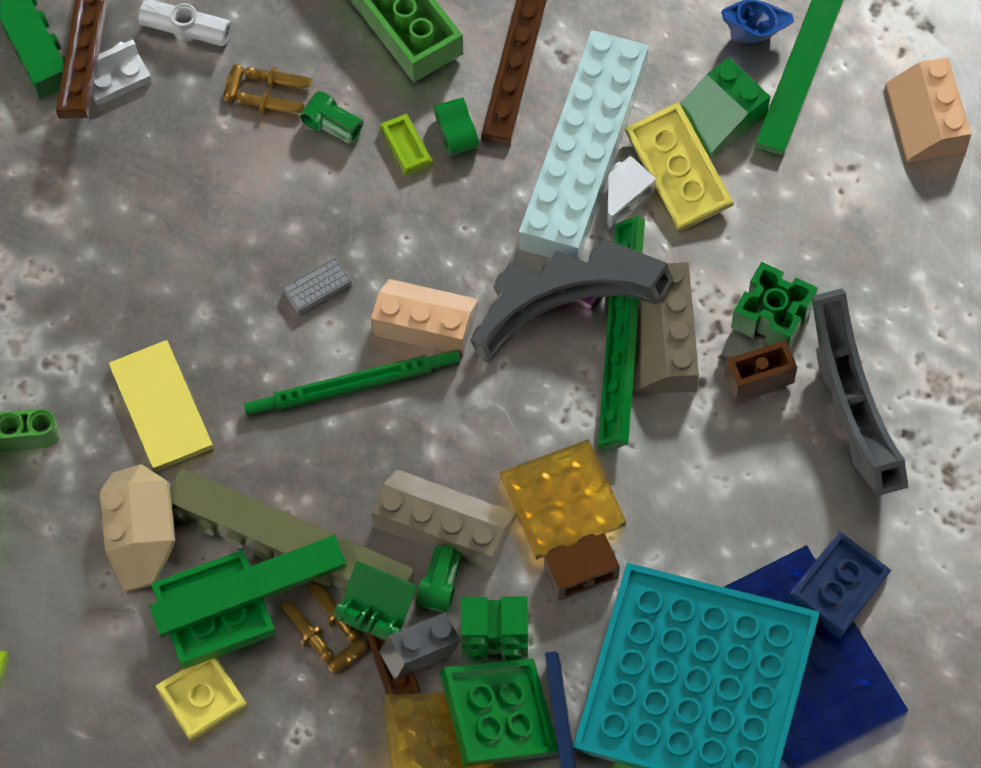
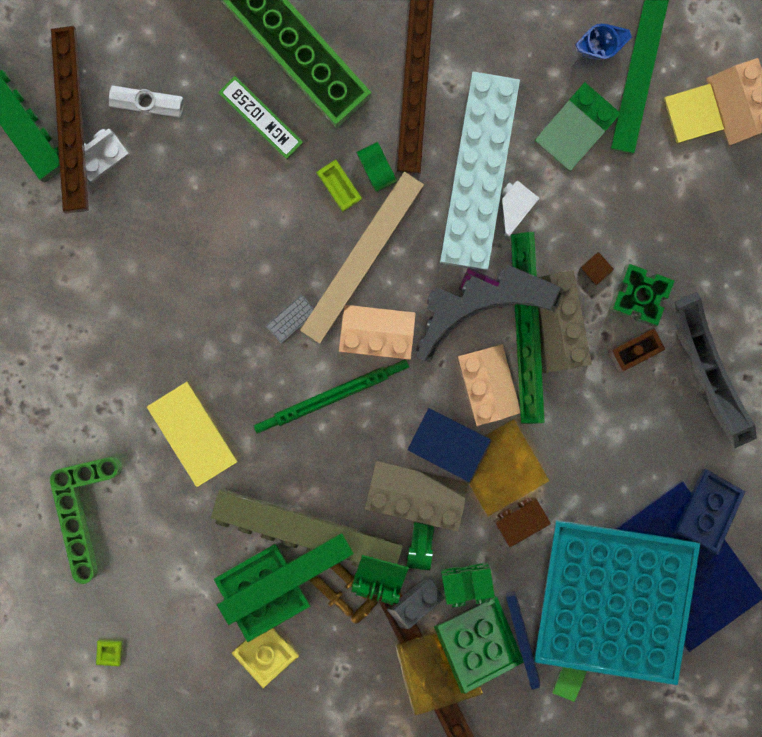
camera: 10 degrees left, 25 degrees up
(137, 525) = (193, 534): tan wedge -> none
(235, 77) = (195, 144): pearl gold piece -> none
(322, 59) = (260, 117): none -> tile
(325, 114) = (272, 170): green piece -> none
(418, 227) = (362, 257): none -> tan tile
(498, 456) = (449, 445): none -> dark blue tile
(560, 392) = (488, 385): none -> light nougat slope
(680, 165) = (554, 179): light yellow tile -> none
(721, 277) = (597, 268): none -> reddish brown tile
(864, 119) = (693, 113): none -> light yellow tile

